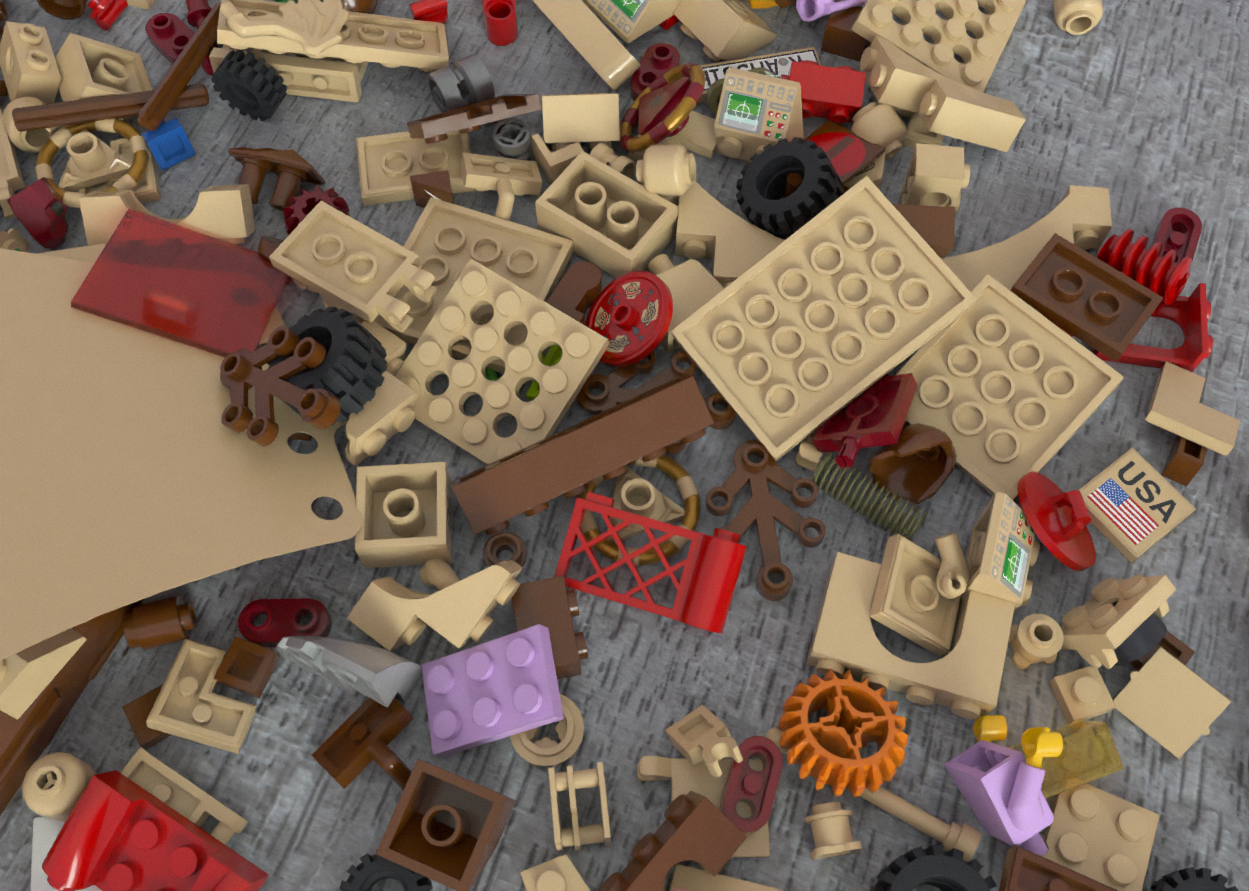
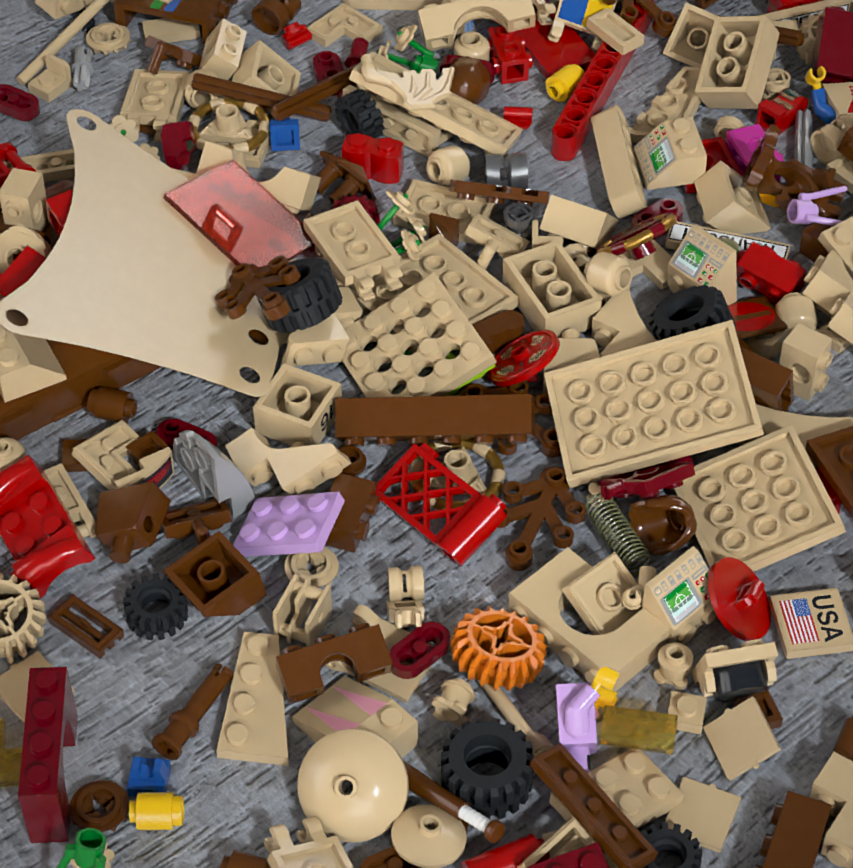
camera: 30 degrees right, 15 degrees down
(271, 698) = (154, 467): none -> tan slope
(282, 792) = (130, 518): none -> reddish brown torso
(300, 127) = (379, 157): none -> red brick
(388, 104) = (448, 164): none -> tan head
(403, 205) = (412, 239): none -> tan plant
(676, 694) = (414, 583): none -> tan wheel
(1188, 825) = (705, 813): none -> tan piece

